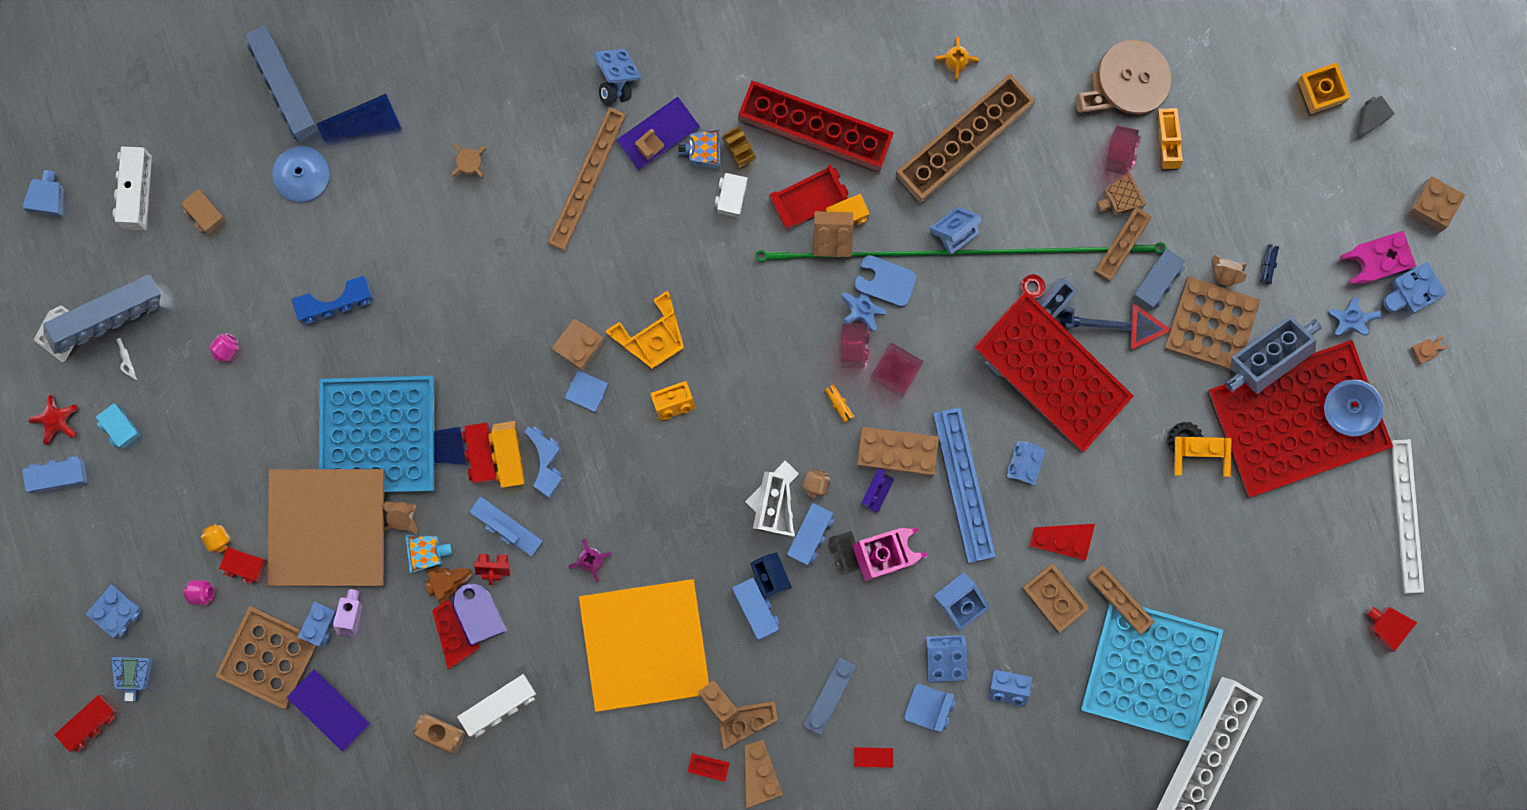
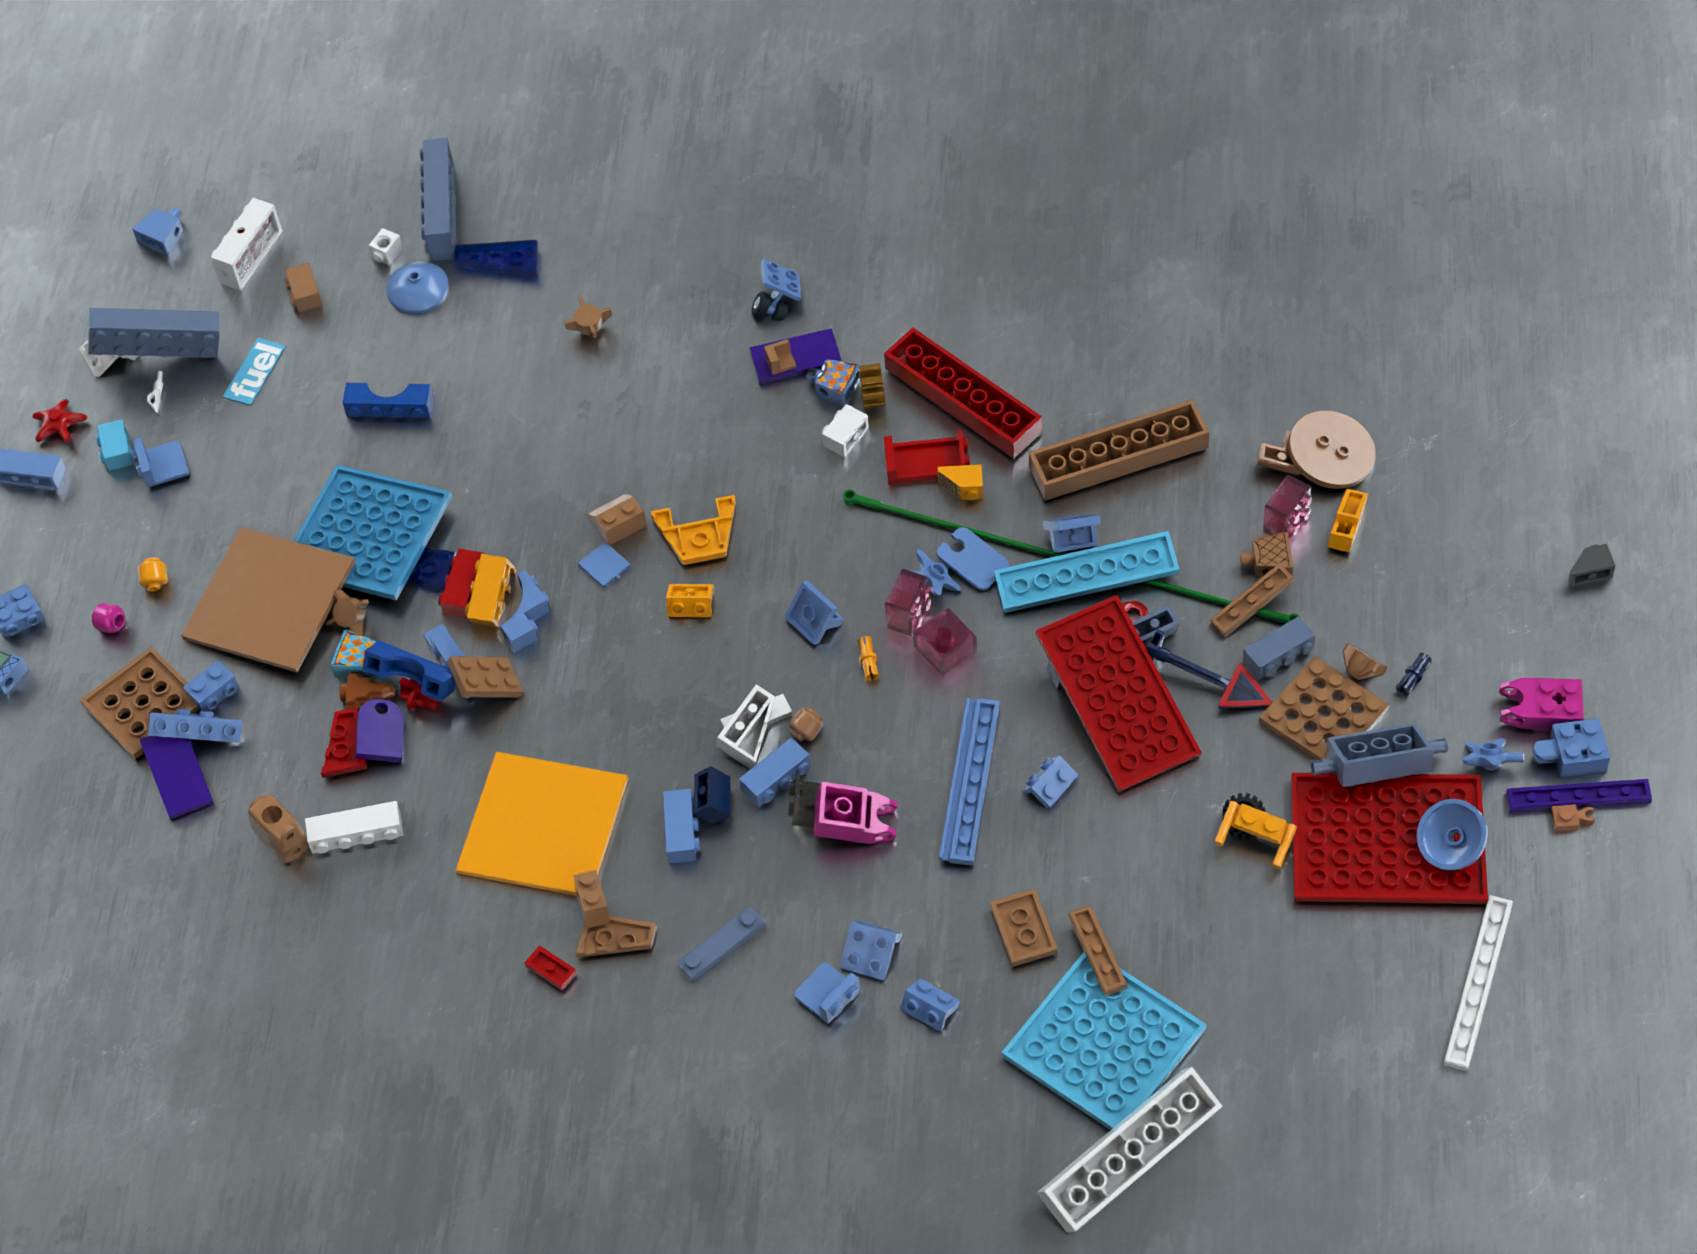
camera: 30 degrees right, 25 degrees down
(166, 428) = (159, 463): none -> medium blue bracket
(199, 307) = (254, 371): none -> sticker
(224, 347) = (257, 408): dark pink head -> none
(243, 565) = (166, 607): red brick -> none
(252, 138) = (385, 246): none -> white brick
(324, 667) = (195, 726): none -> medium blue bracket
(347, 621) = (244, 687): lavender torso -> none
(460, 553) = (389, 660): none -> blue arch
(542, 537) = (484, 676): none -> medium nougat plate
(586, 179) = (701, 375): medium nougat tile -> none
(590, 560) = (525, 722): magenta piece -> none
(760, 775) = (604, 998): medium nougat wing -> none
(779, 381) = (812, 613): none -> medium blue bracket
(833, 234) = (933, 491): medium nougat brick -> none
(873, 757) = (740, 1023): red tile -> none
(877, 491) = (868, 751): dark purple bracket -> none
(897, 451) = (909, 722): medium nougat brick -> none
(957, 58) = (1144, 380): light orange piece -> none
(962, 601) = (914, 895): medium blue slope -> none
(983, 263) = (1086, 571): none -> medium azure plate
(1064, 540) = (1060, 874): red wing -> none
(1324, 88) = (1542, 520): light orange brick -> none
(1390, 627) = (1412, 1090): red torso -> none
(1428, 328) = (1583, 795): none -> dark purple tile
(1437, 203) = (1634, 671): medium nougat brick -> none

